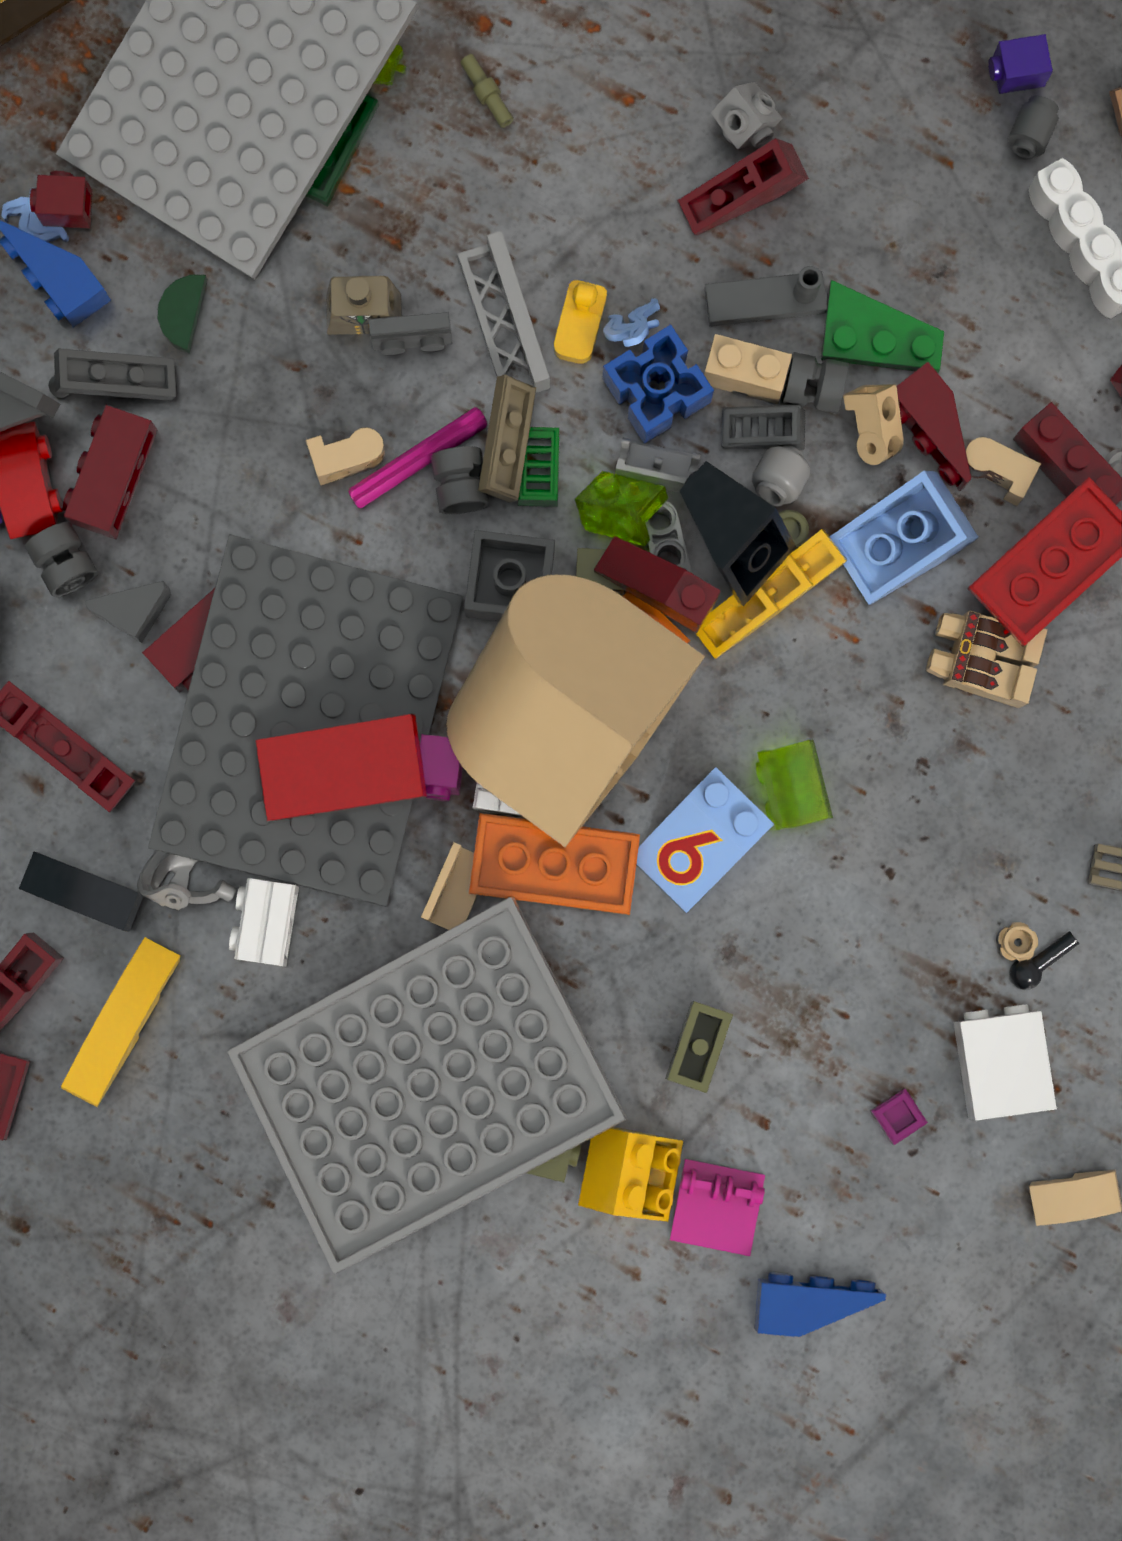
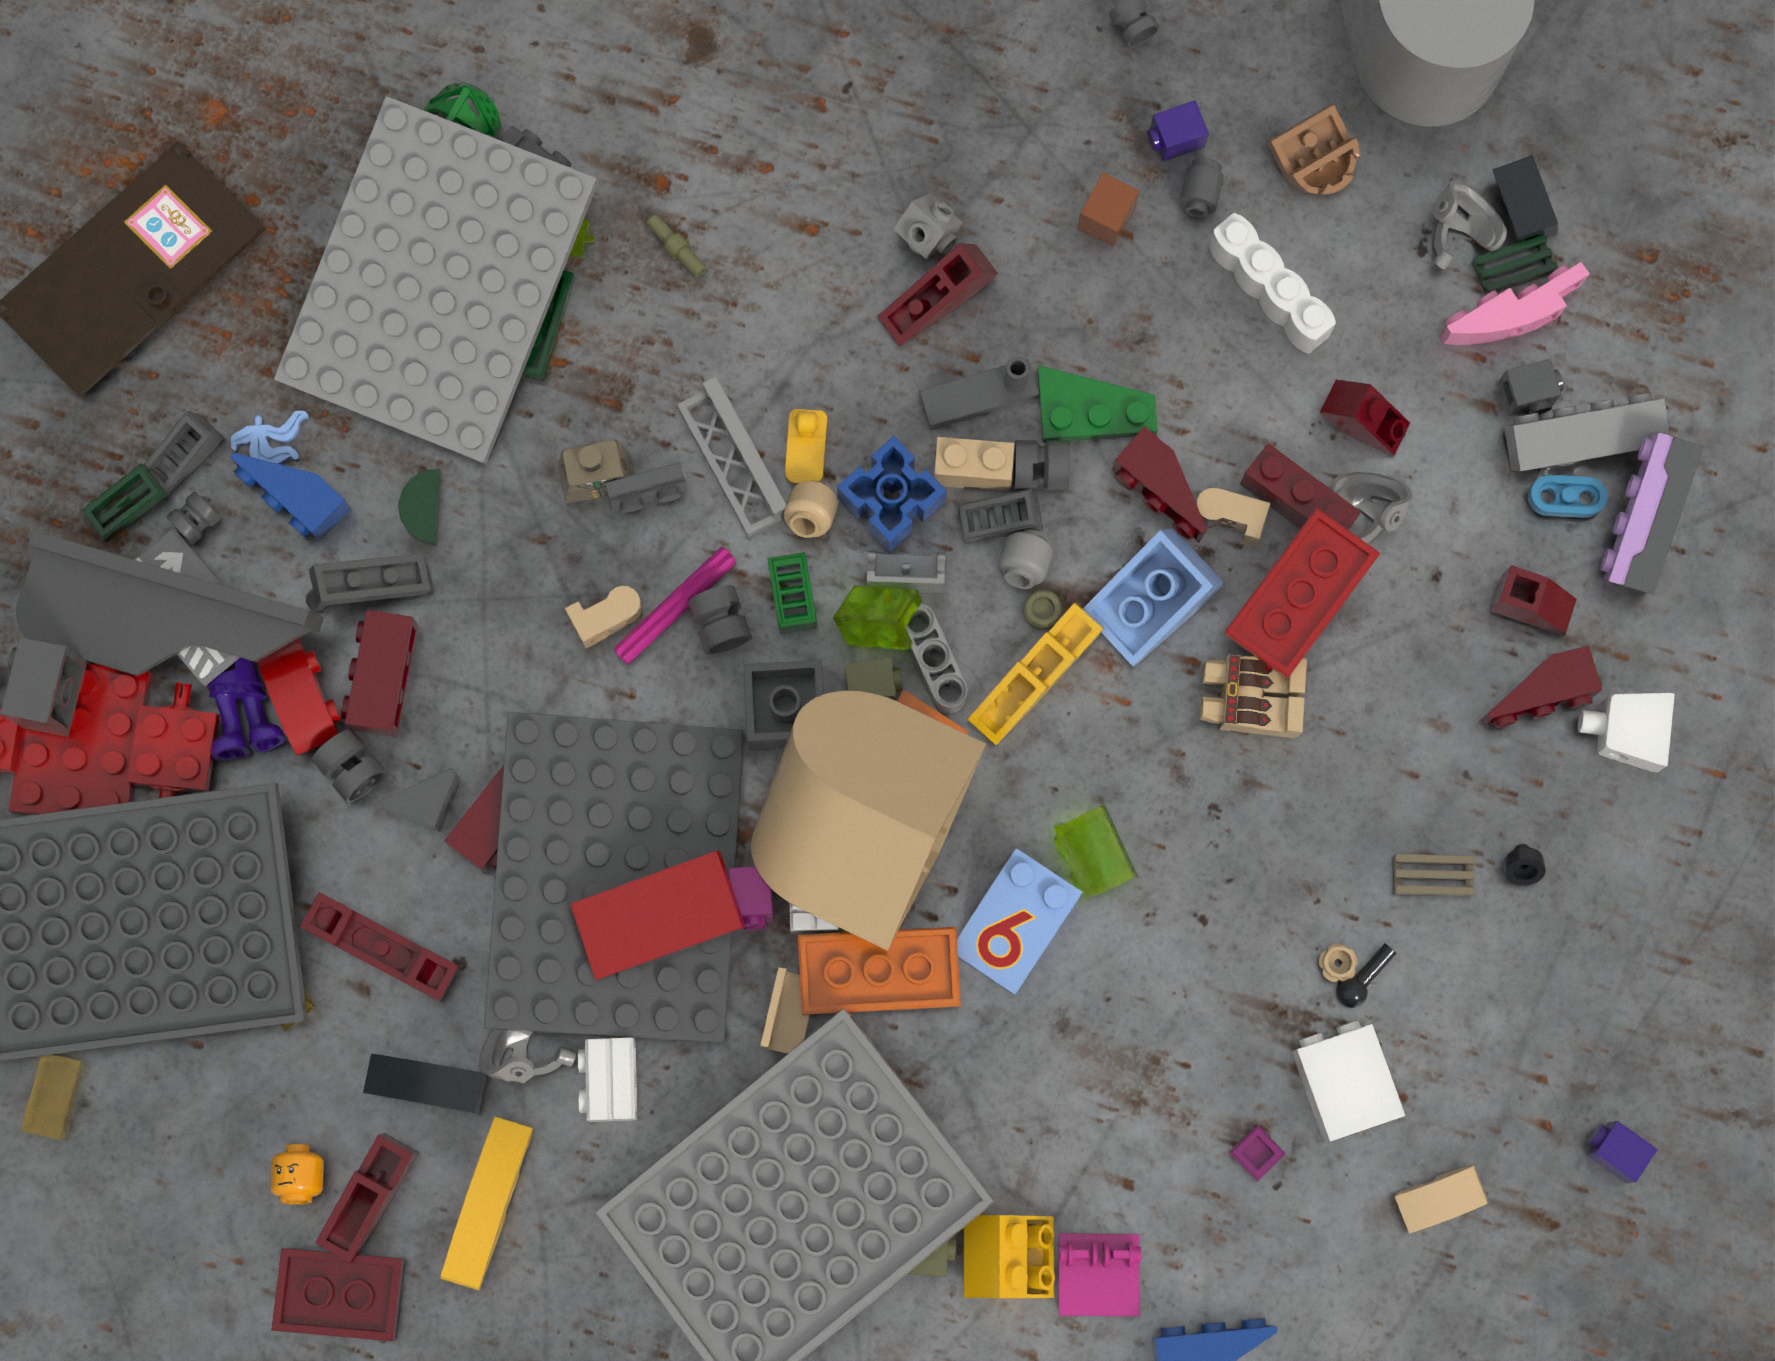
camera: 10 degrees left, 5 degrees down
(62, 200) = (288, 422): dark red brick -> none
(507, 438) = (757, 572): dark tan tile -> none
(573, 384) = (810, 509): none -> tan head
(638, 328) = (863, 443): light blue piece -> none
(658, 583) = (928, 682): dark red slope -> none
(699, 1046) = (1051, 1120): olive brick -> none
(738, 529) = (994, 617): black slope -> none
(877, 421) = (1107, 491): tan leg -> none
(933, 132) = (1108, 209): none -> dark orange piece

